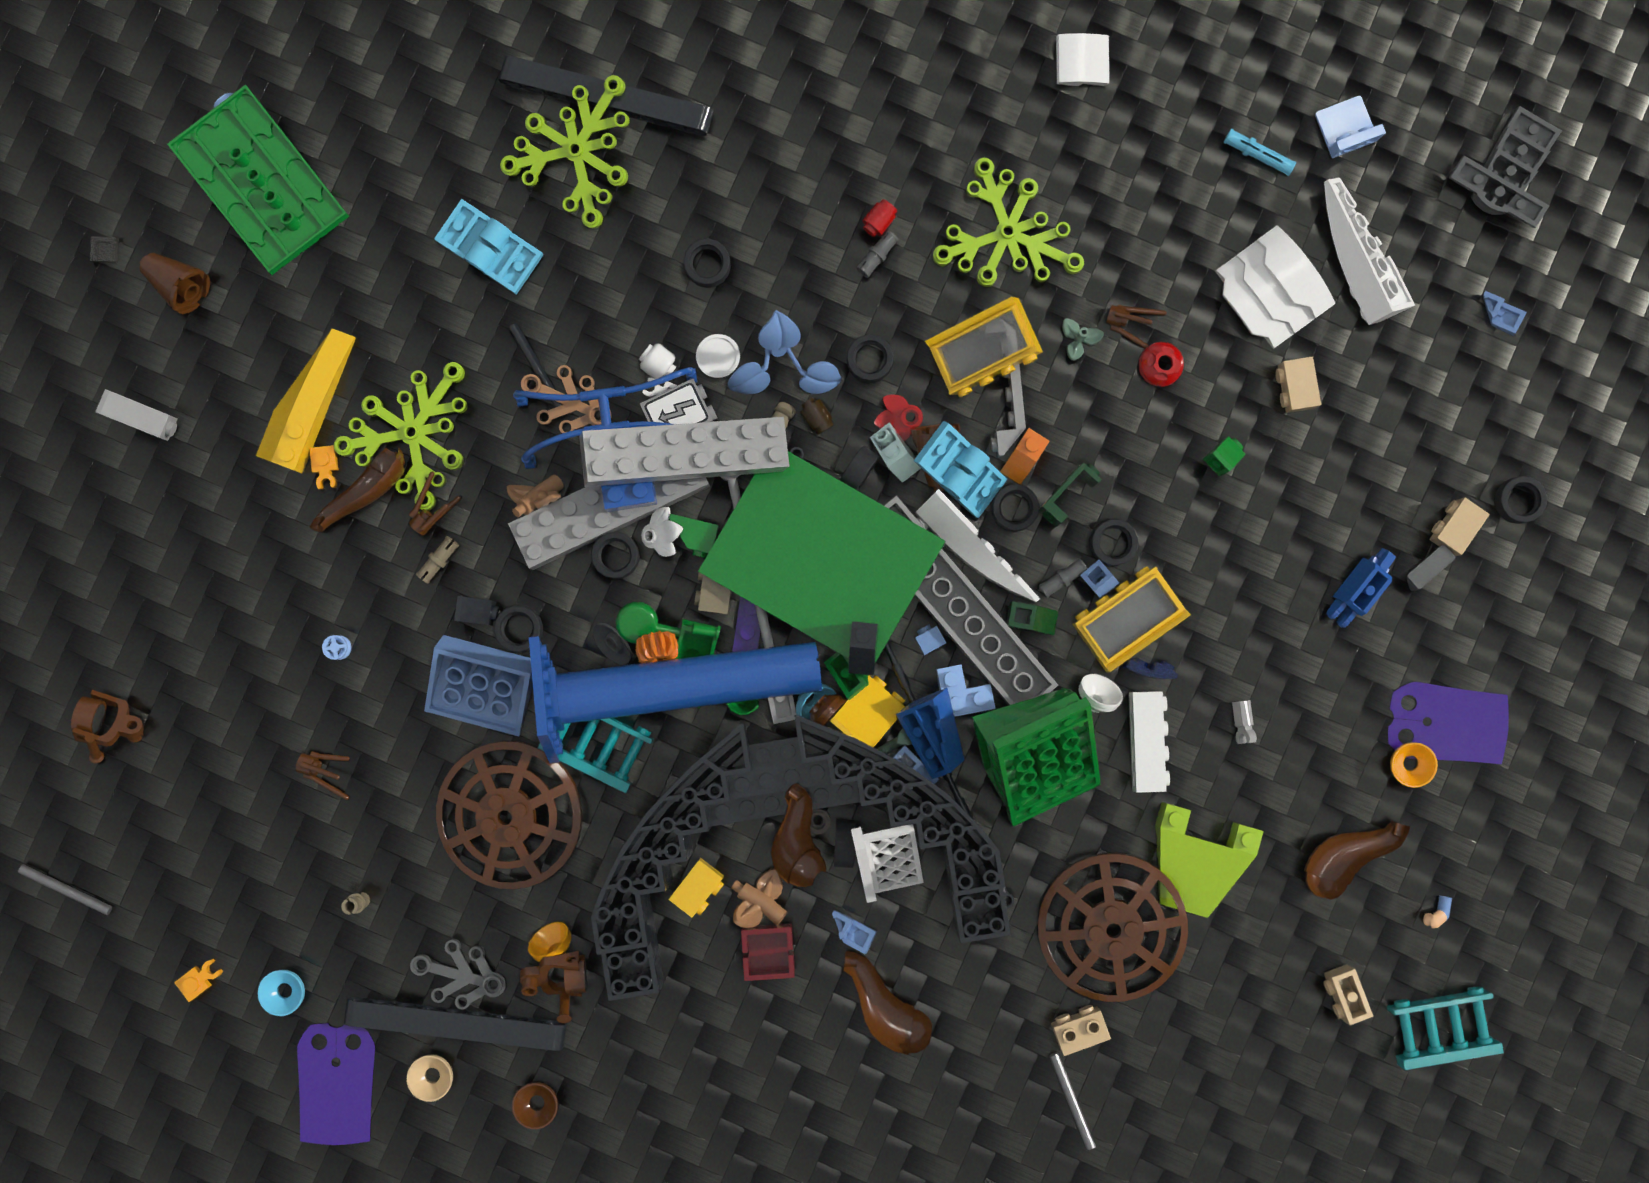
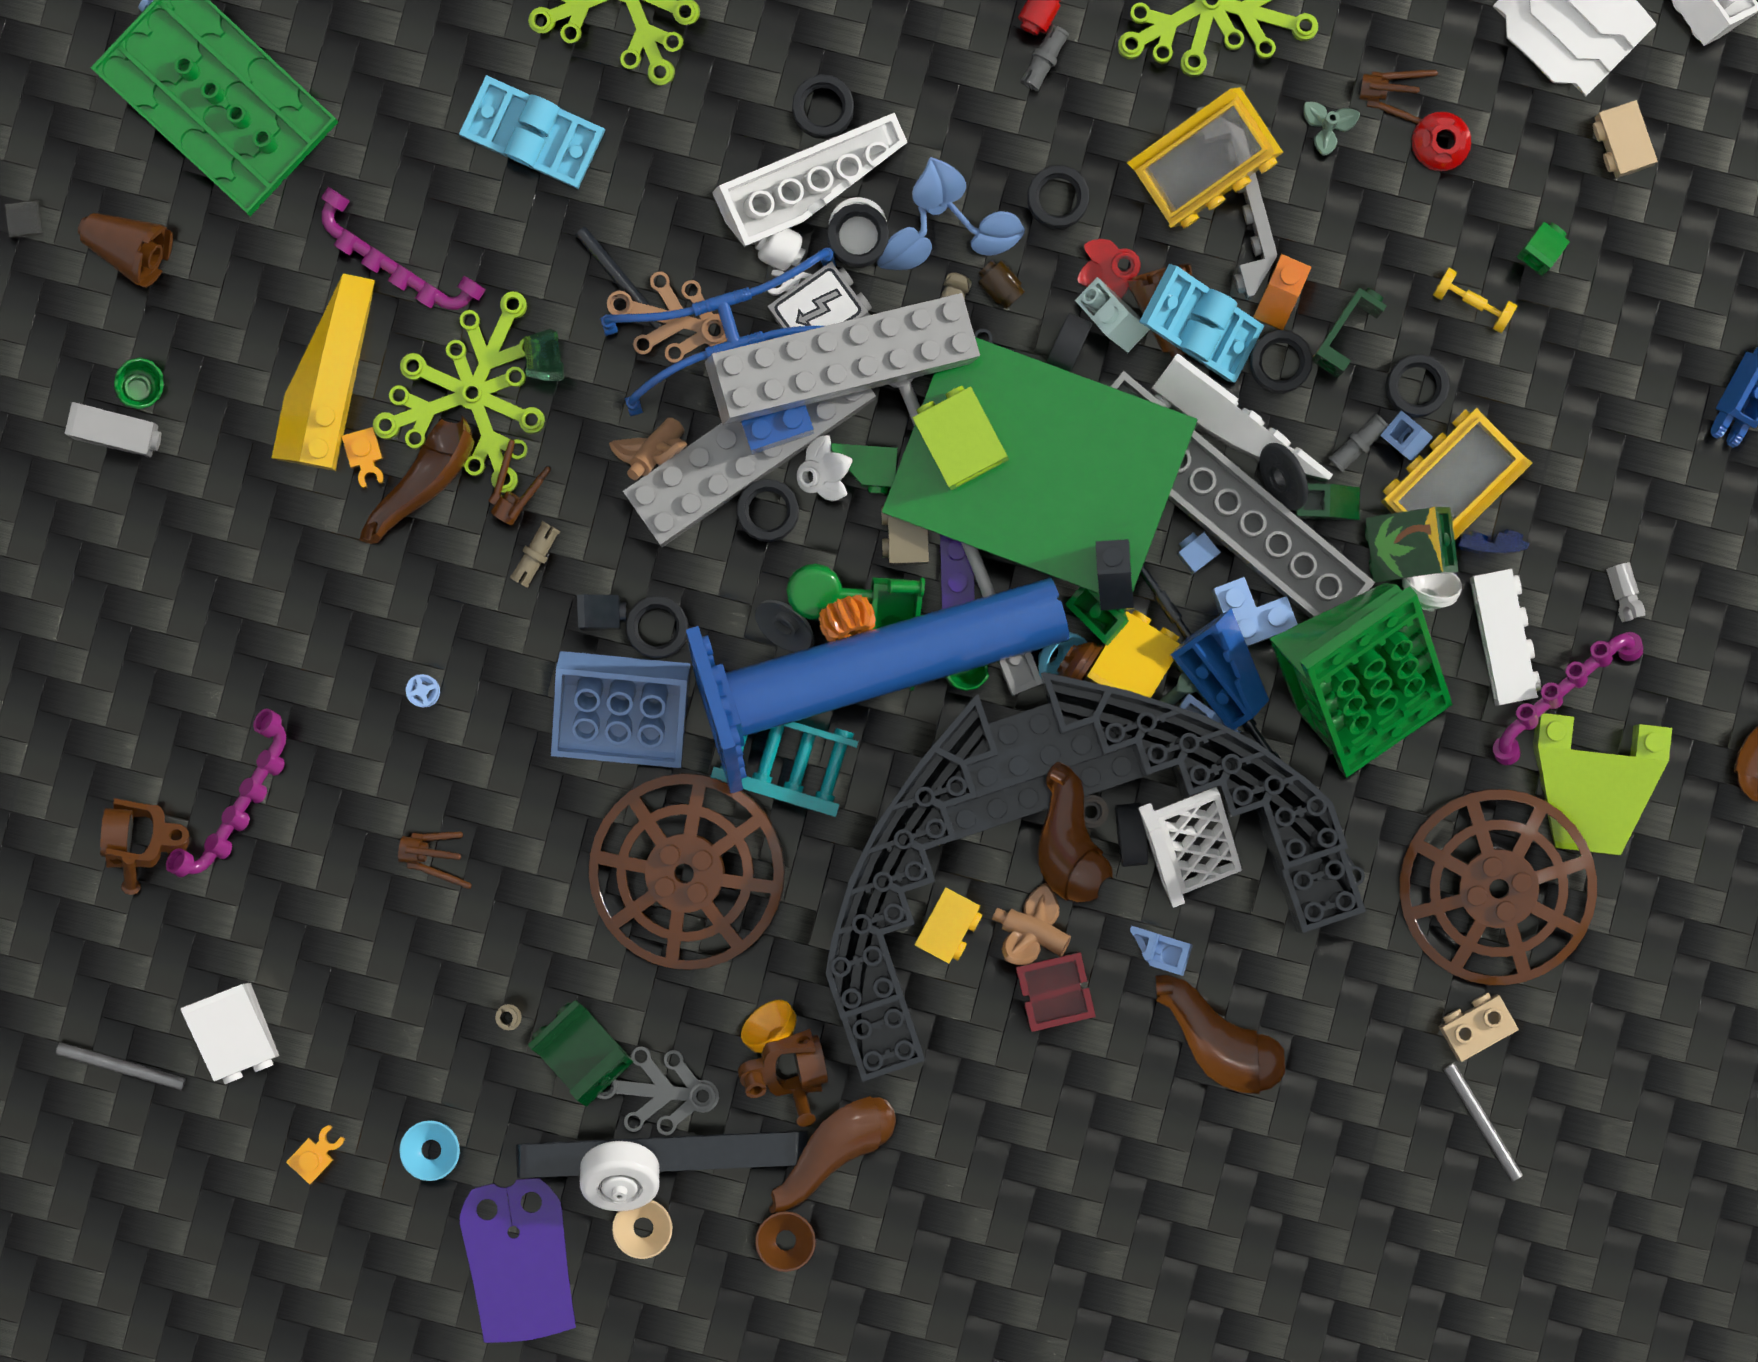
camera: 10 degrees left, 0 degrees up
(148, 879) = (231, 1033): none -> white slope
(164, 384) = (138, 383): none -> green hair
(181, 718) = (234, 817): none -> magenta bar
(358, 322) = (400, 275): none -> magenta bar
(406, 937) = (580, 1052): none -> dark green panel
(415, 1039) = (619, 1176): none -> white wheel
(467, 413) = (543, 356): none -> clear green tile
(588, 1036) = (839, 1139): none -> reddish brown animal
(681, 316) = (804, 182): none -> white wedge
(706, 346) = (842, 216): none -> black tyre
(764, 525) = (960, 437): none -> lime brick
(1003, 594) = (1283, 476): none -> black wheel
(1090, 661) = (1411, 544): none -> dark green panel
(1167, 486) = (1475, 300): none -> yellow wheel
(1237, 762) = (1629, 649): none -> magenta bar

